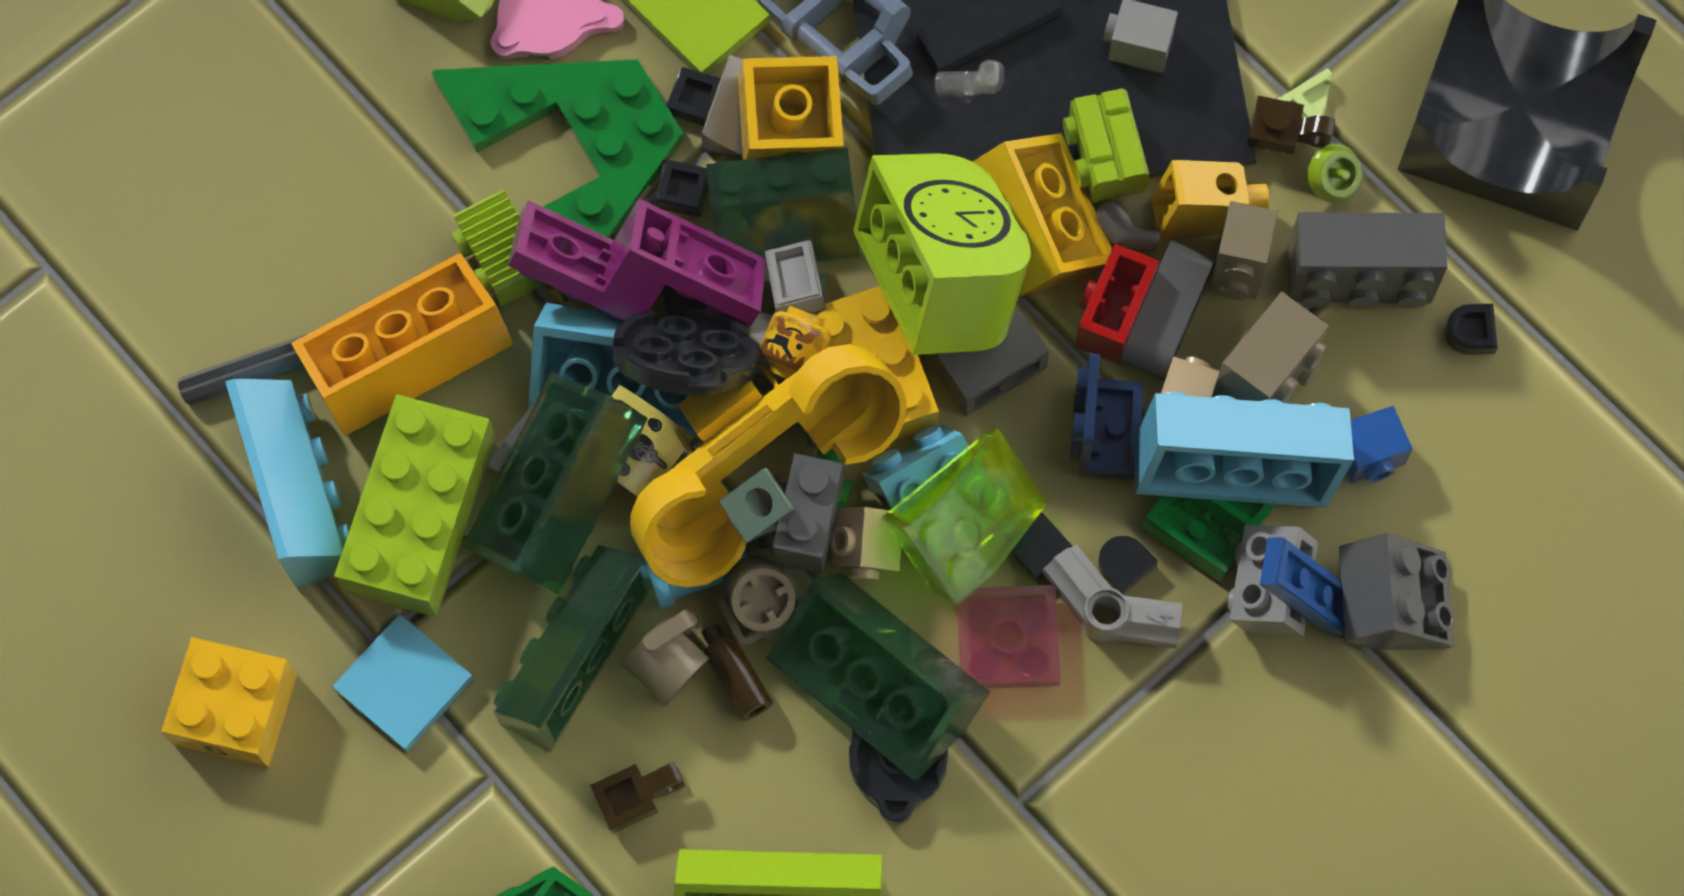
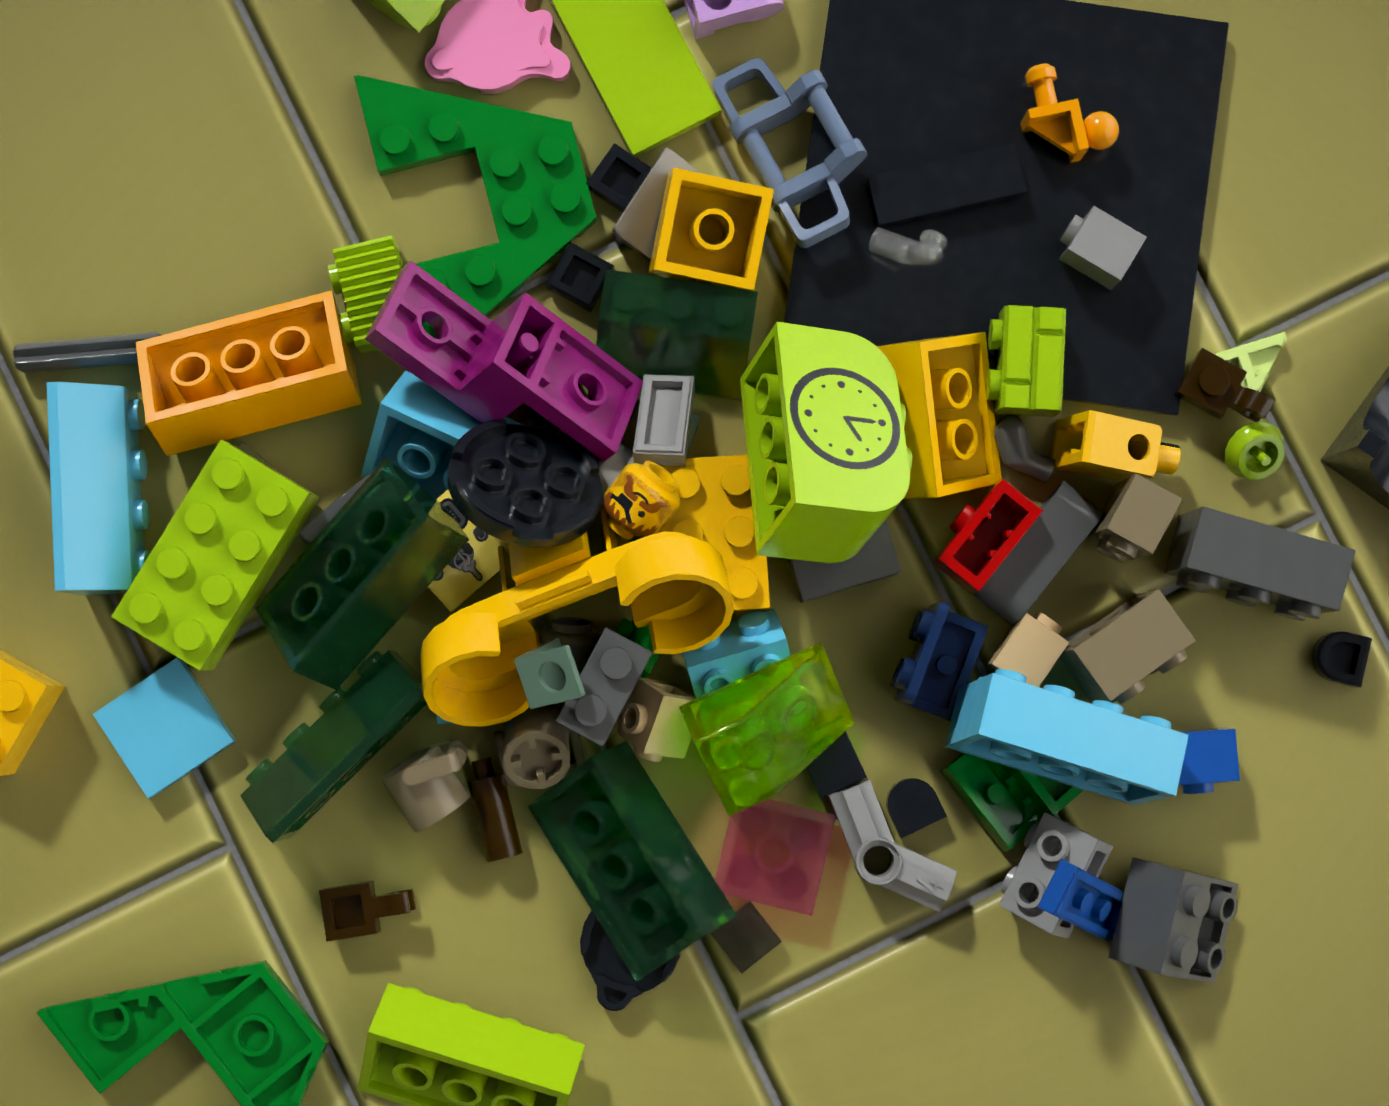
camera: 15 degrees right, 15 degrees up
(1004, 723) = (746, 937): none -> clear smoke tile

